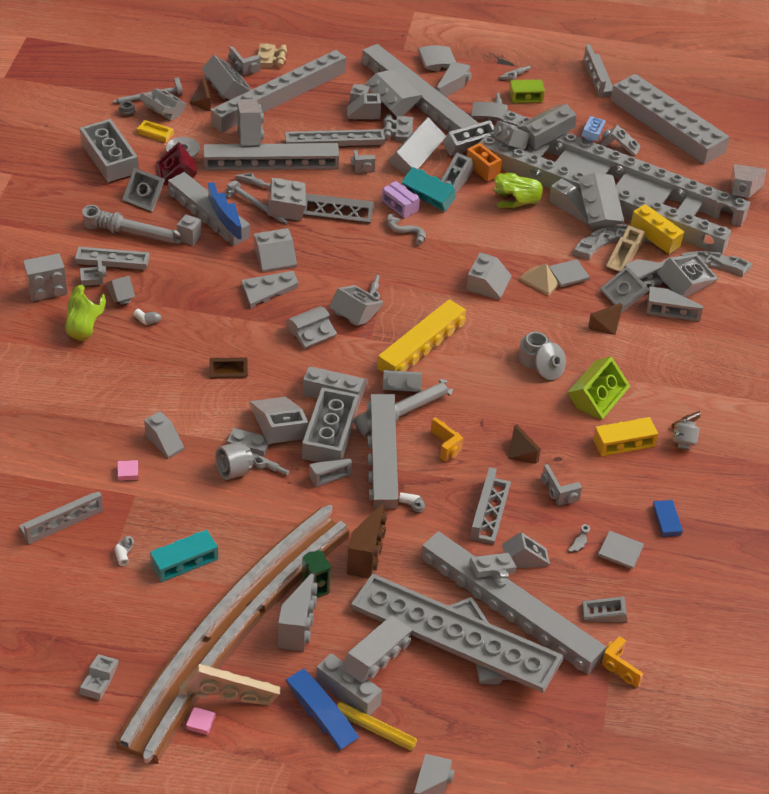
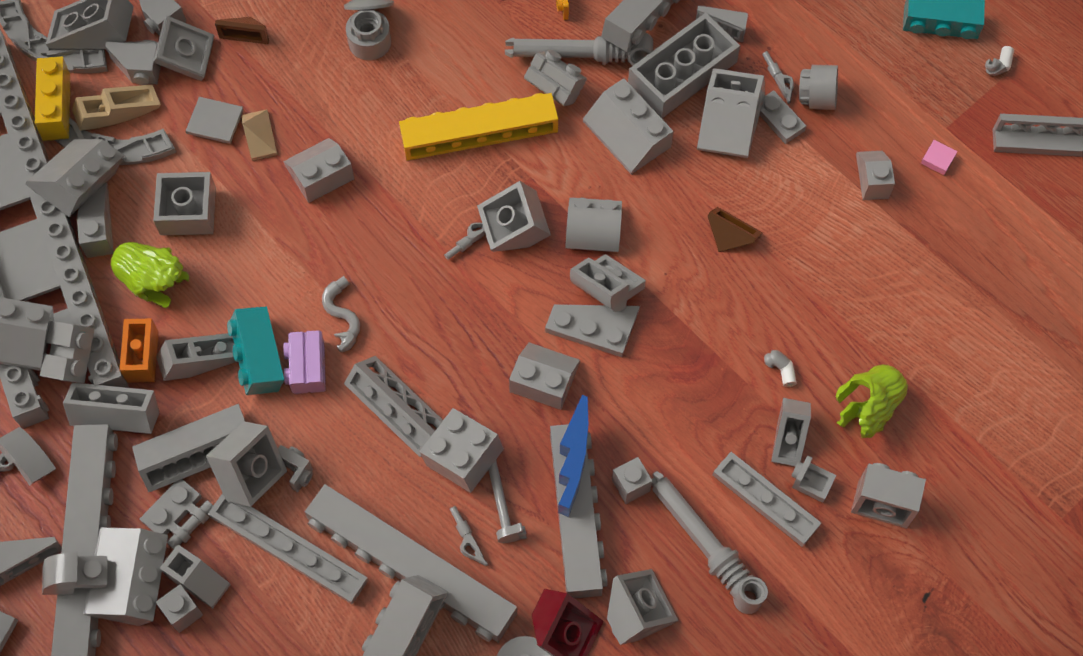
camera: 140 degrees left, 20 degrees up
(277, 296) = (607, 281): none -> light grey brick
(381, 138) = (246, 463): none -> light grey brick
(413, 69) = (69, 571): none -> light grey brick
(534, 223) = (184, 203): none -> light grey brick

